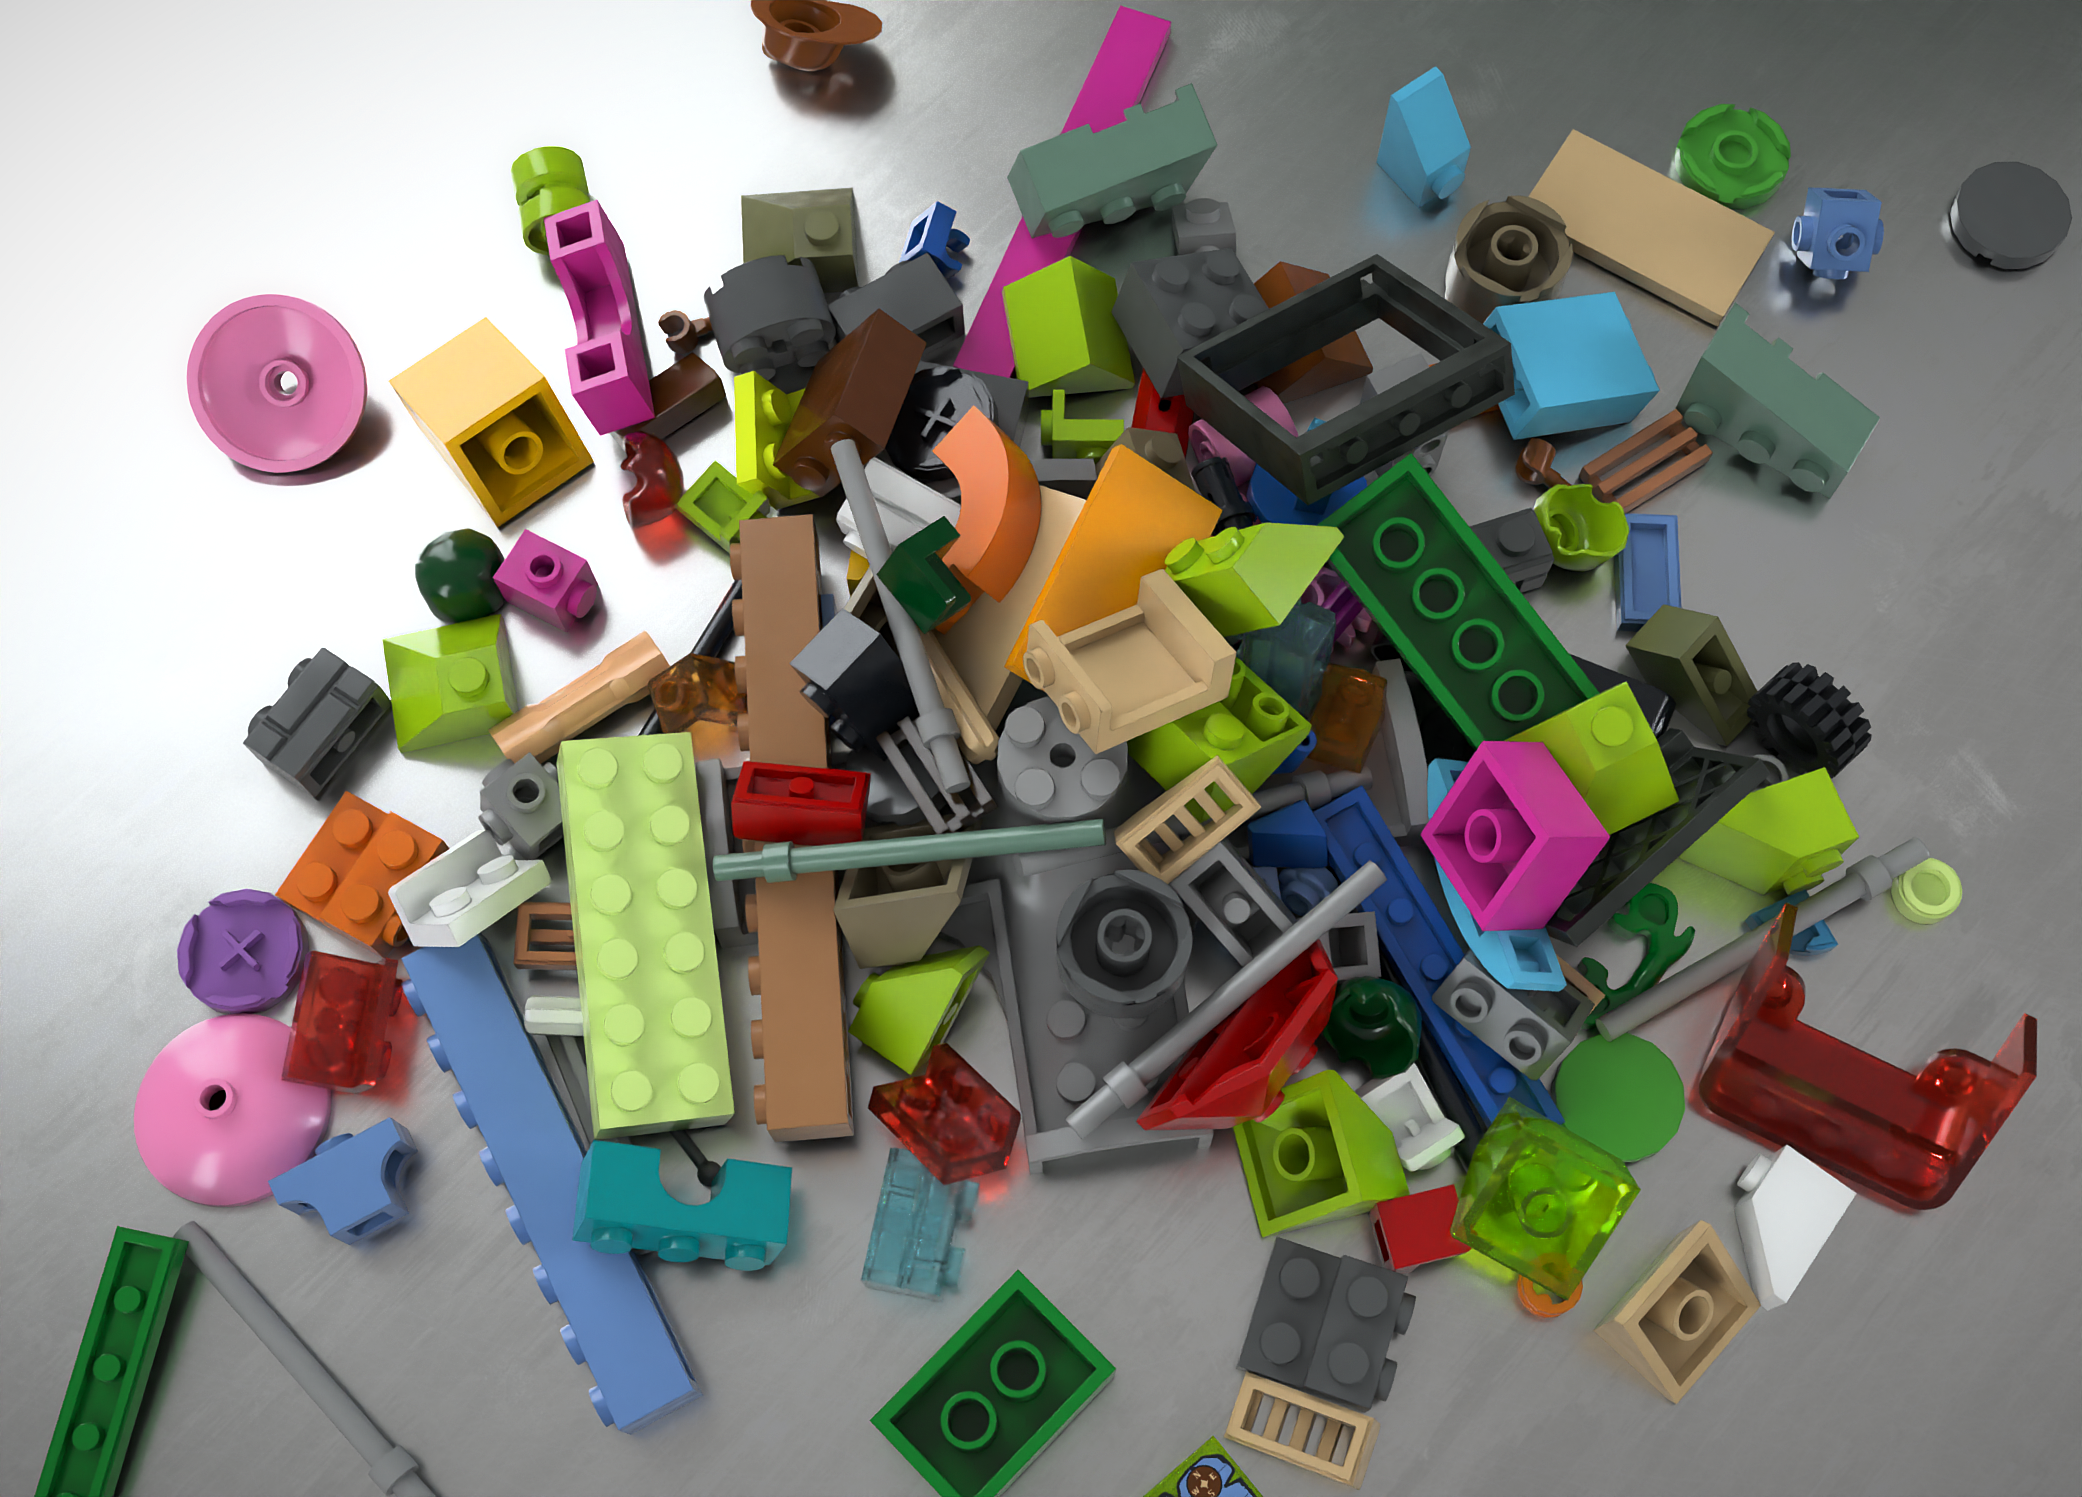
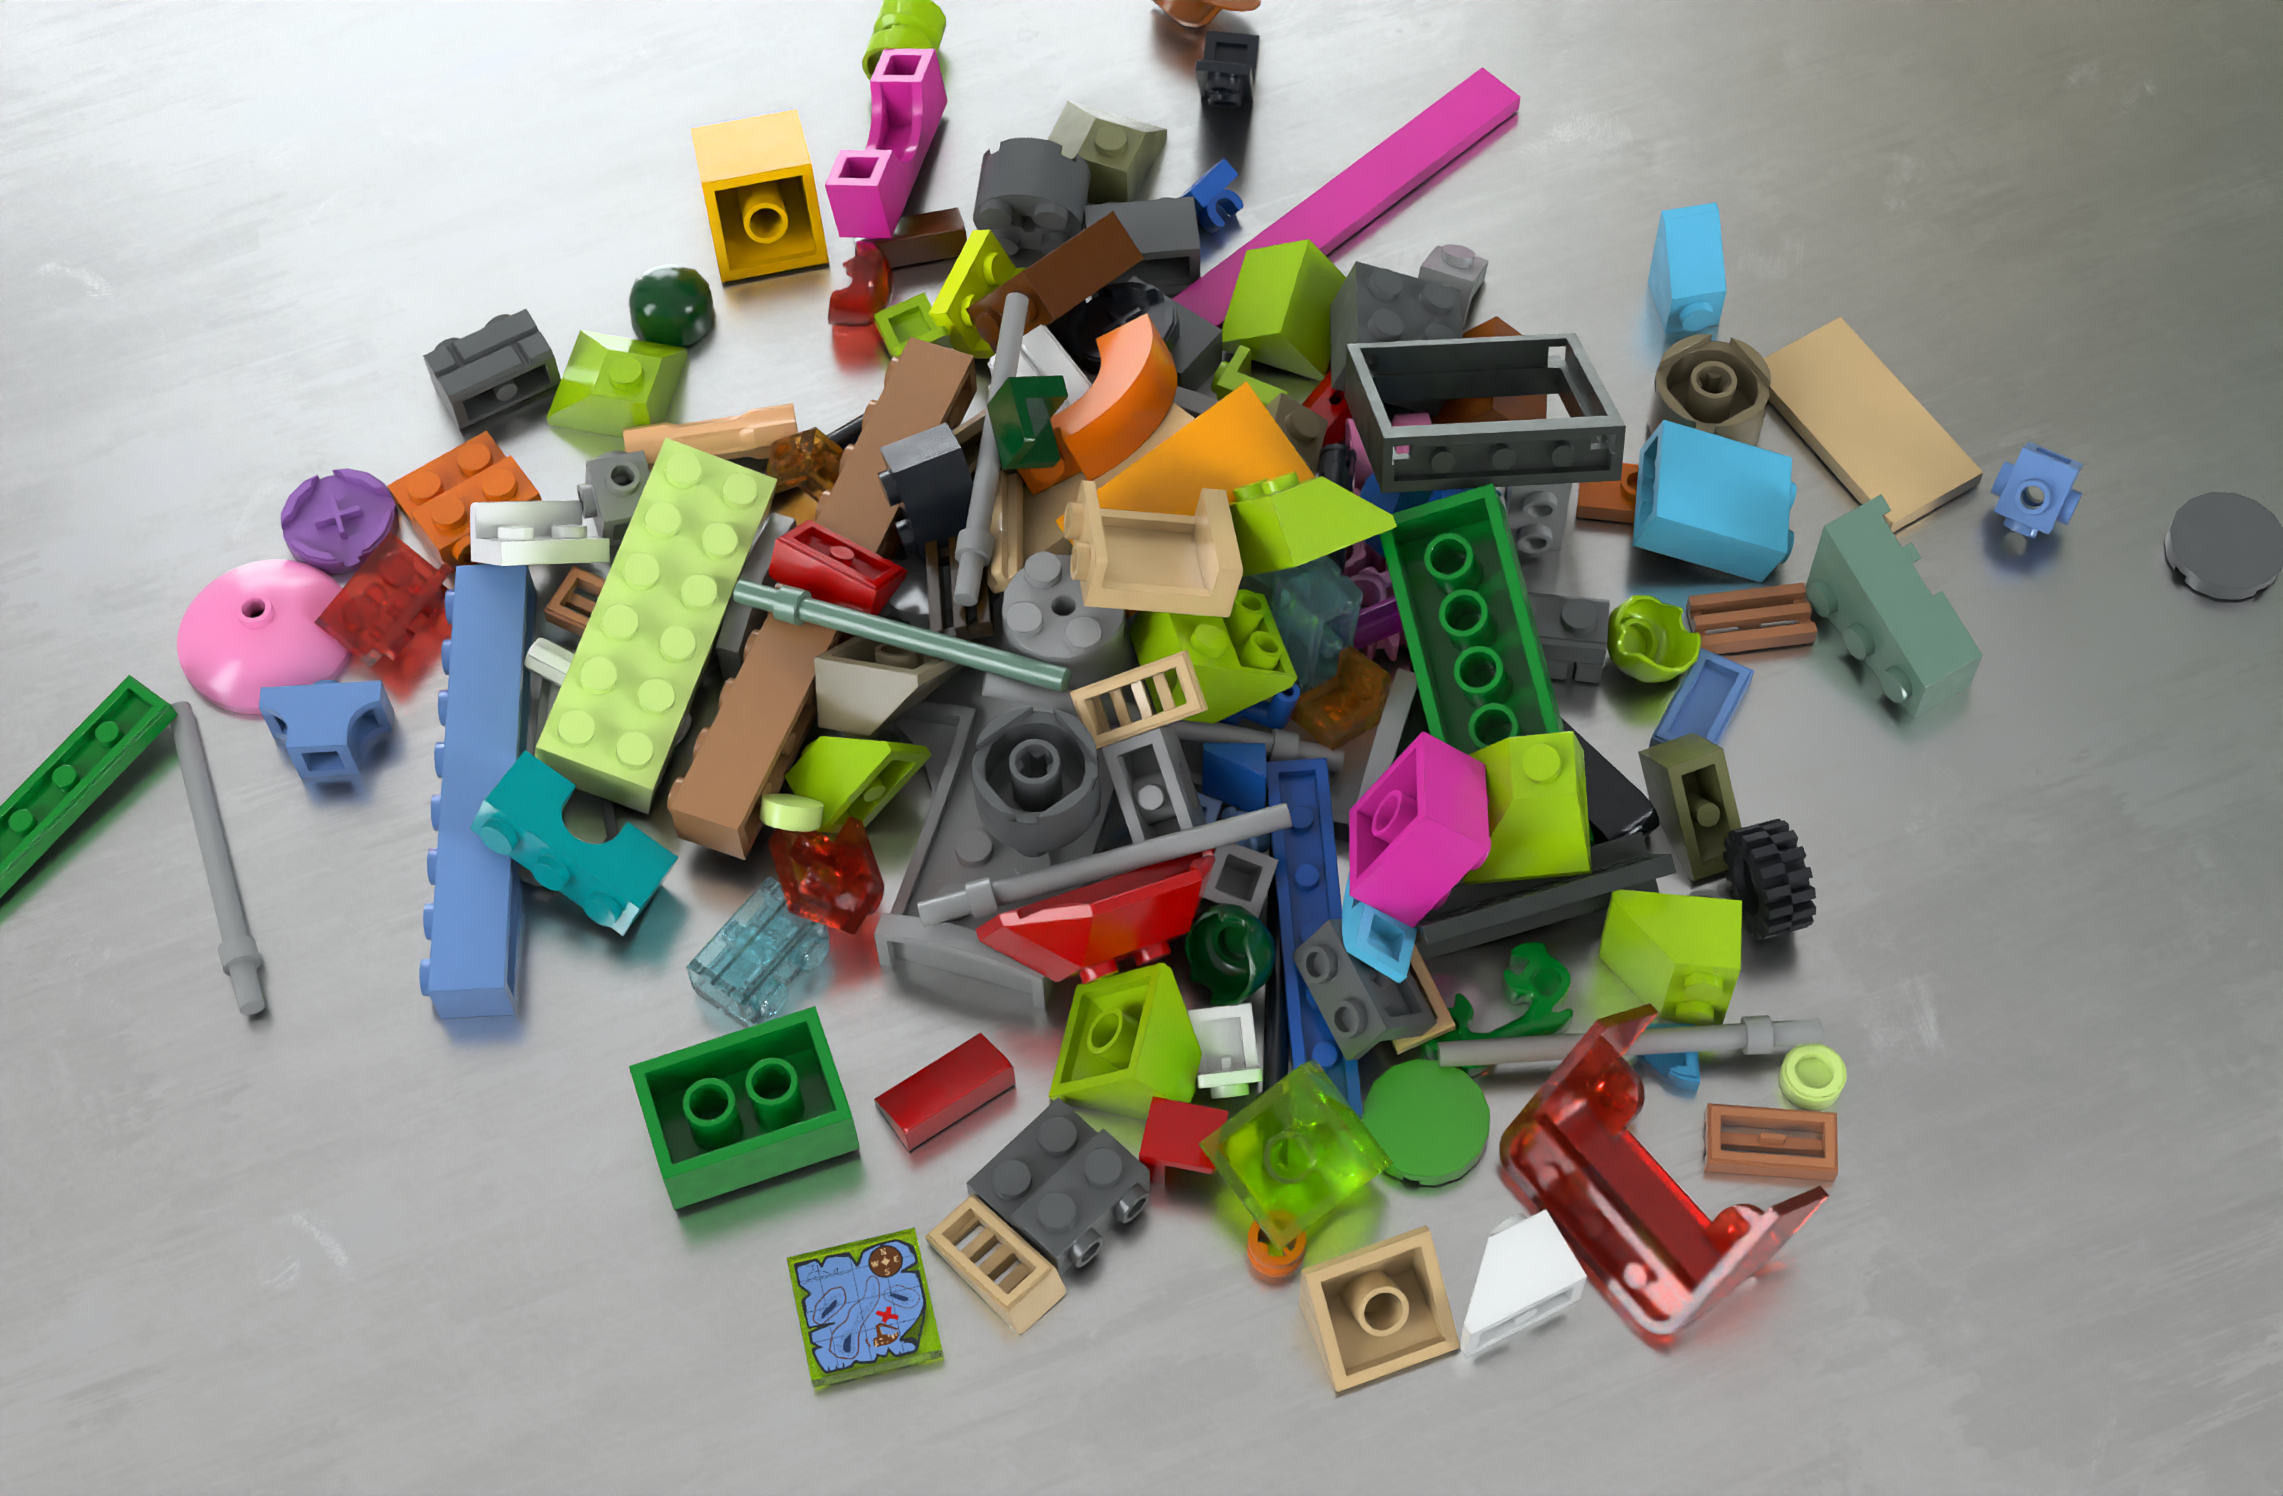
camera: 25 degrees right, 10 degrees down
(239, 391) = (576, 80): bright pink dish -> none
(547, 581) = (735, 334): dark pink brick -> none
(689, 336) = (956, 189): dark orange hand -> none
(881, 1071) = (791, 812): none -> yellowish green tile
(885, 102) = (1228, 69): none -> black bracket
(1115, 170) = (1391, 191): sand green wedge -> none
(1163, 1276) = (946, 1090): none -> red slope
(1535, 464) = (1649, 576): dark orange hand -> none
(1733, 156) = (1983, 397): bright green tile -> none
(1877, 991) = (1771, 1164): none -> nougat tile

